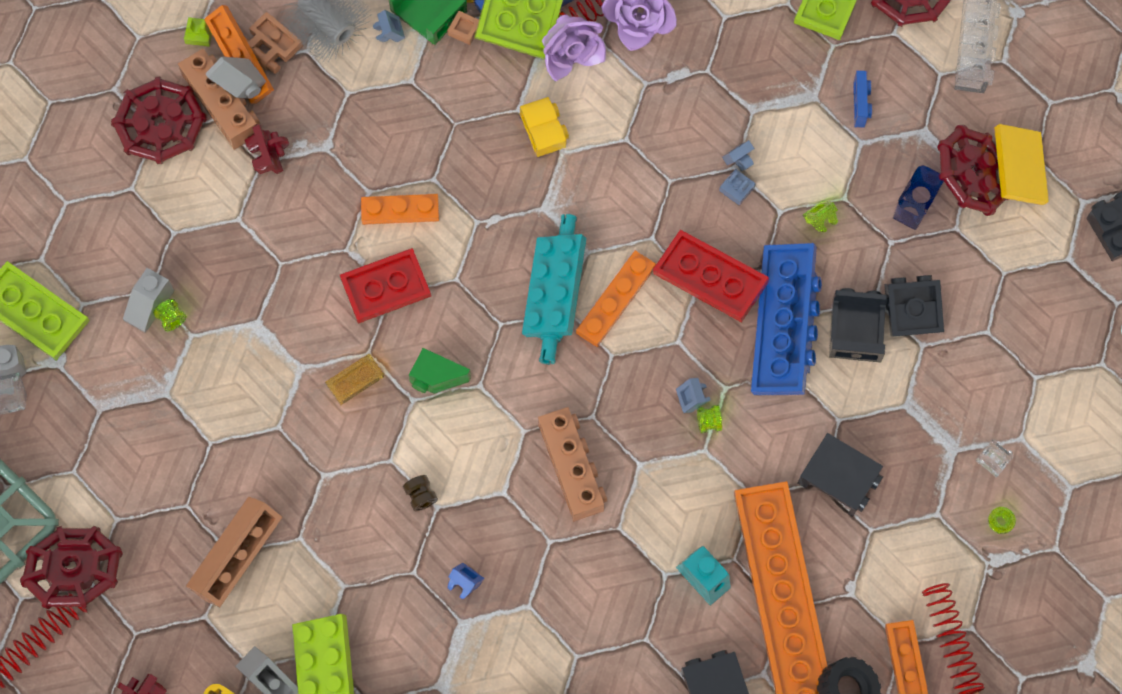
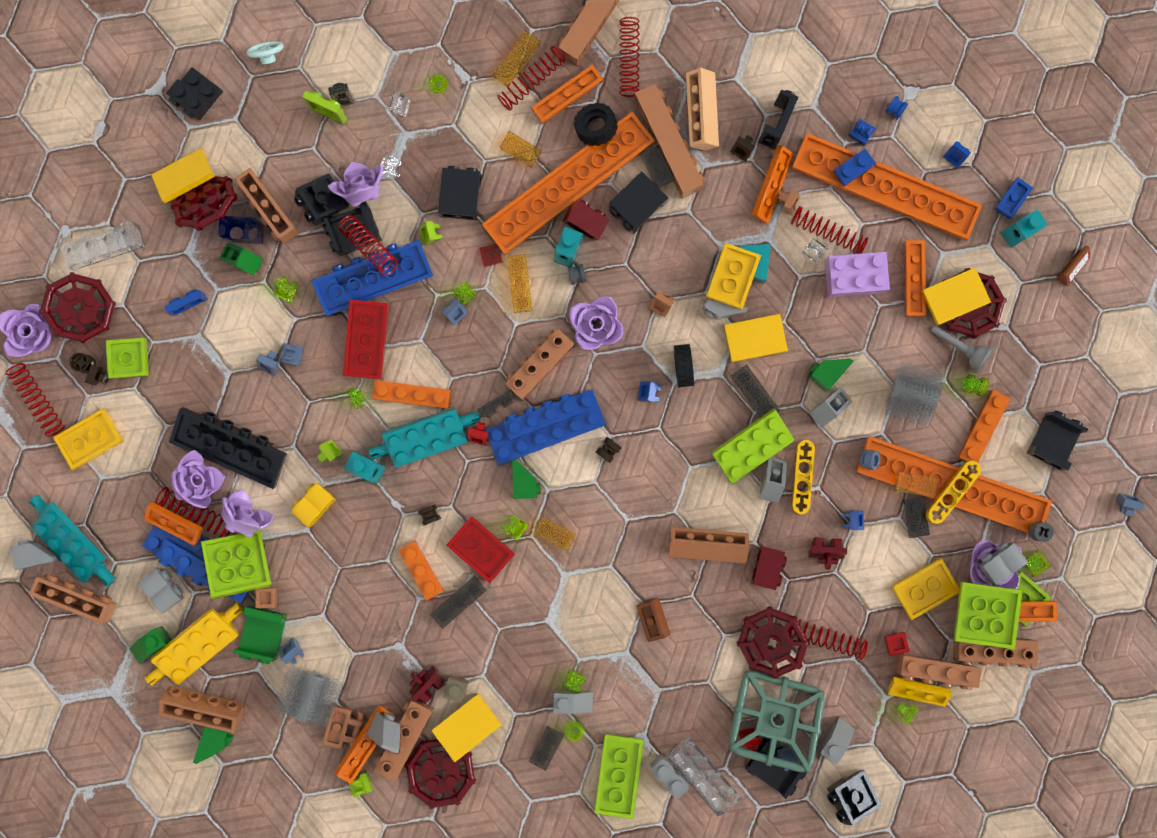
camera: 115 degrees left, 15 degrees up
(109, 281) = (574, 737): none -> clear neon green plate
(113, 246) = (546, 748): none -> clear smoke plate
(164, 612) = (768, 568): none -> dark red brick
(184, 444) = (653, 620): none -> dark orange slope
(190, 170) = (466, 727): none -> yellow tile
(240, 179) = (456, 689): none -> dark tan brick
(338, 231) = (458, 602): none -> clear smoke plate
(387, 337) = (515, 528): none -> clear neon green tile
(458, 247) = (429, 515): none -> dark brown wheel
(472, 635) = (683, 365): none -> black tyre
(491, 435) = (545, 426): none -> blue plate
(524, 349) = (478, 435): none -> red tile
(548, 377) = (490, 408): none -> clear smoke plate
(558, 198) = (364, 467): none -> teal torso
(568, 653) = (661, 304): none -> nougat tile
(574, 538) = (600, 309): none -> lavender brick
(596, 173) = (329, 451): none -> lime tile
(645, 232) = (357, 397): none -> clear neon green plate
(662, 68) = (229, 446): none -> black plate
(662, 566) = (576, 274): none -> dark grey wheel
(687, 491) = (519, 283): none -> clear yellow plate
(727, 612) = (586, 220): none -> dark red brick
(742, 475) = (490, 255): none -> clear red tile
(792, 330) = (375, 240): none -> red piece
(809, 412) = (428, 234): none -> lime tile
(864, 581) = (520, 149): none -> clear yellow plate
(883, 182) = (241, 258): none -> green slope
(909, 358) = (358, 183): none -> lavender brick
(919, 405) = (389, 163): none -> clear tile
(935, 239) = (266, 205): none -> nougat brick
(990, 637) = (516, 58): none -> clear yellow plate
(1034, 360) = (324, 107): none -> lime plate
(1038, 390) = (342, 94): none -> clear smoke plate

